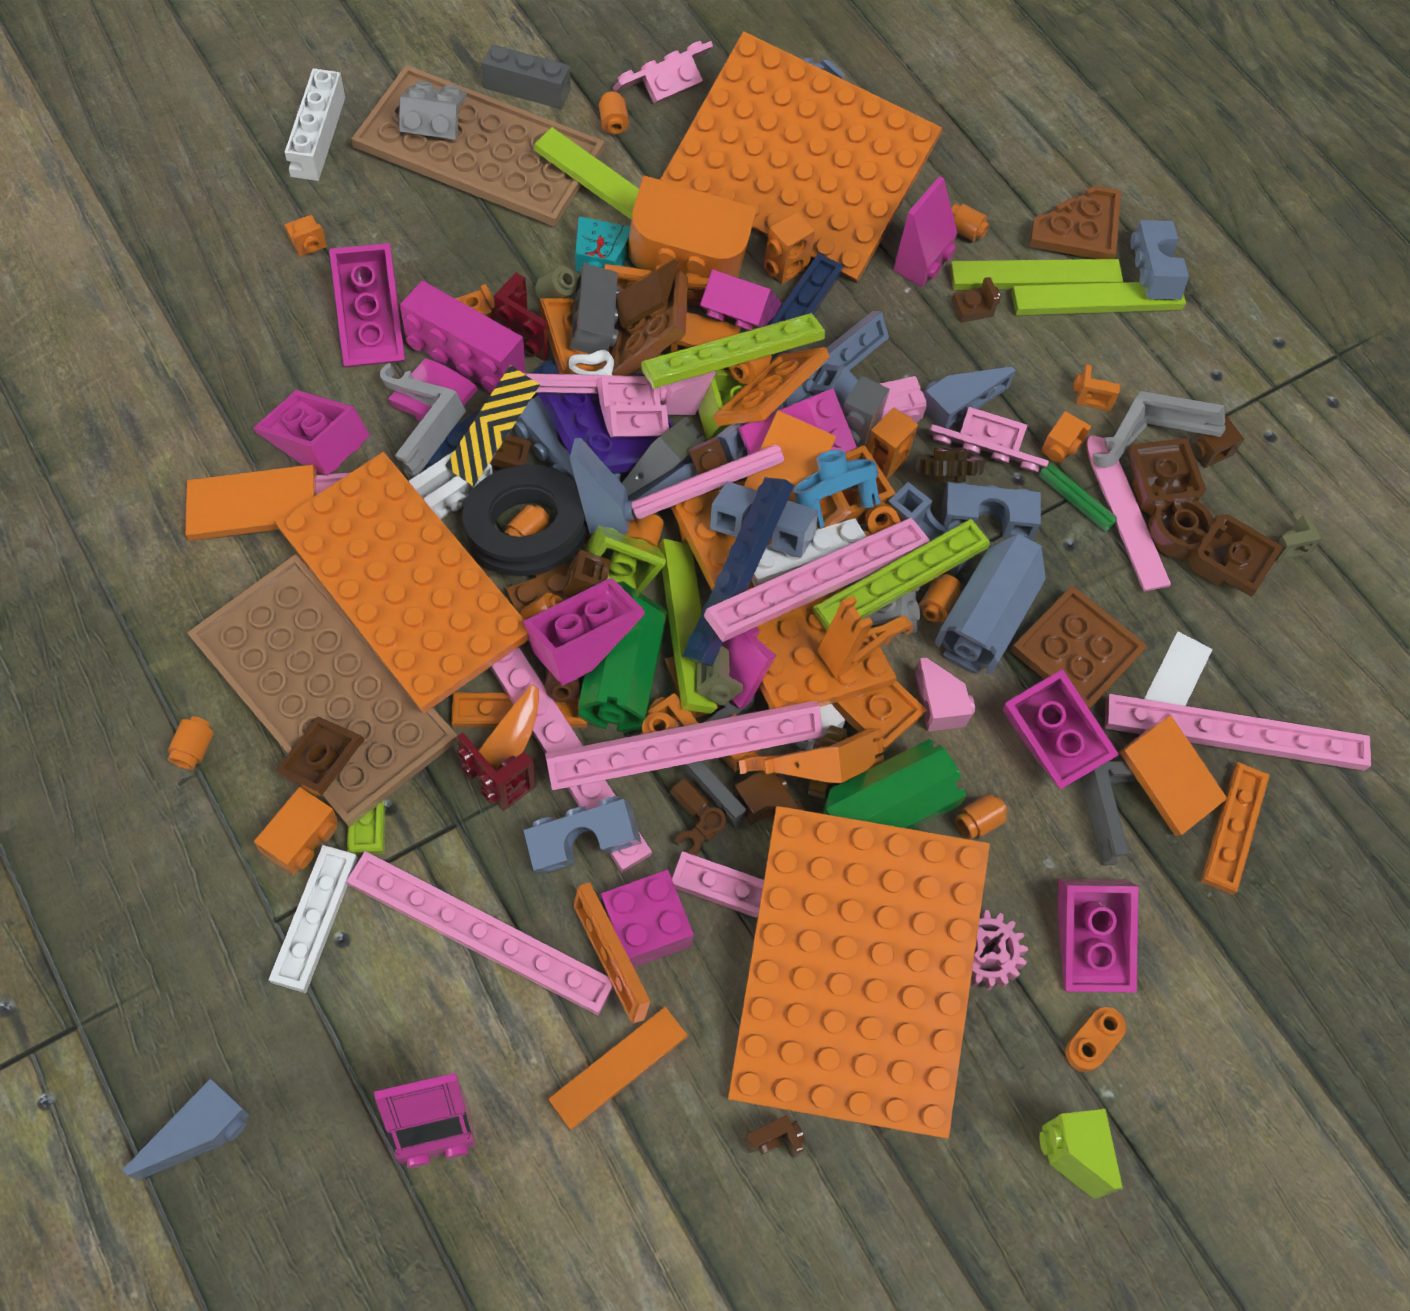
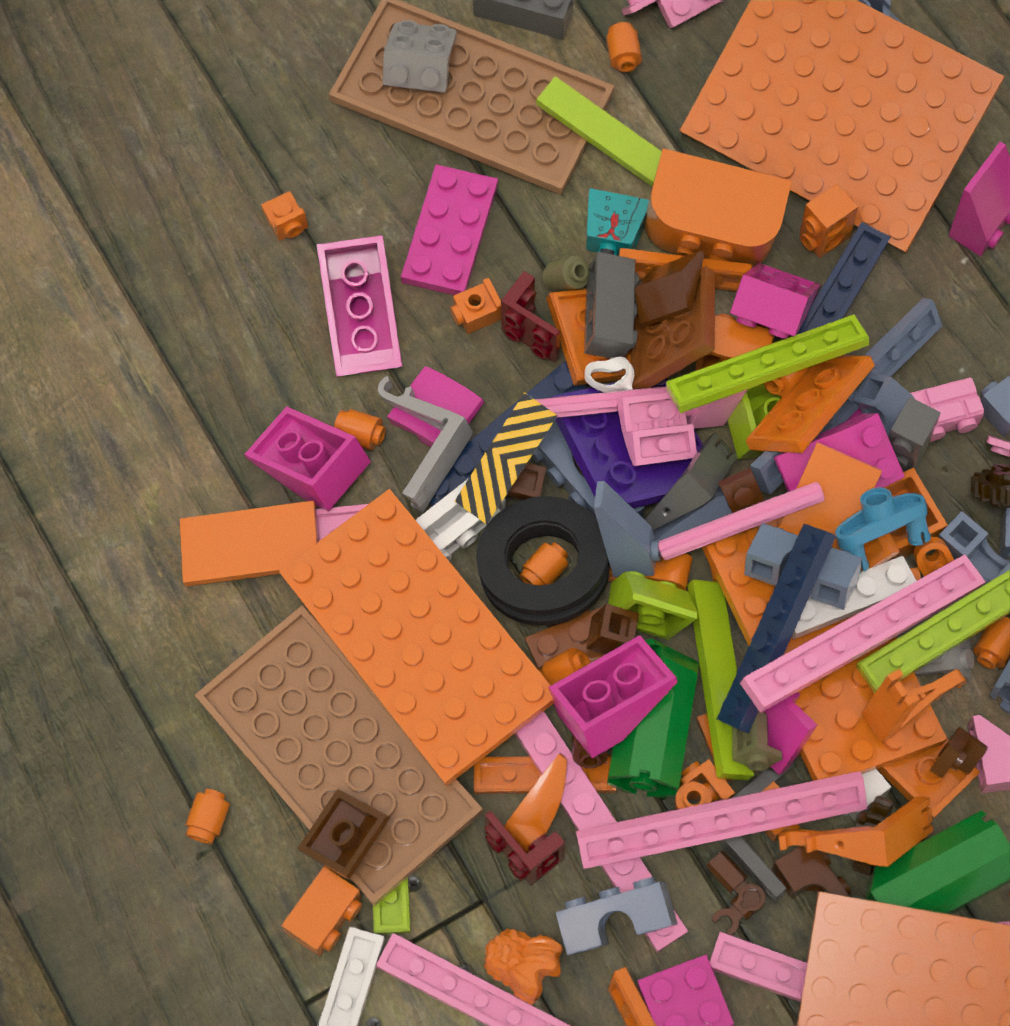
camera: 10 degrees right, 5 degrees up
(315, 124) = (287, 77): white brick -> none
(369, 407) = (364, 427): none -> orange brick
(455, 248) = (449, 230): none -> dark pink plate
(460, 336) = (466, 347): dark pink brick -> none
(491, 878) = (522, 962): none -> orange hair
(891, 441) = (943, 461): orange brick -> none
(909, 688) = (959, 752): none -> reddish brown bracket

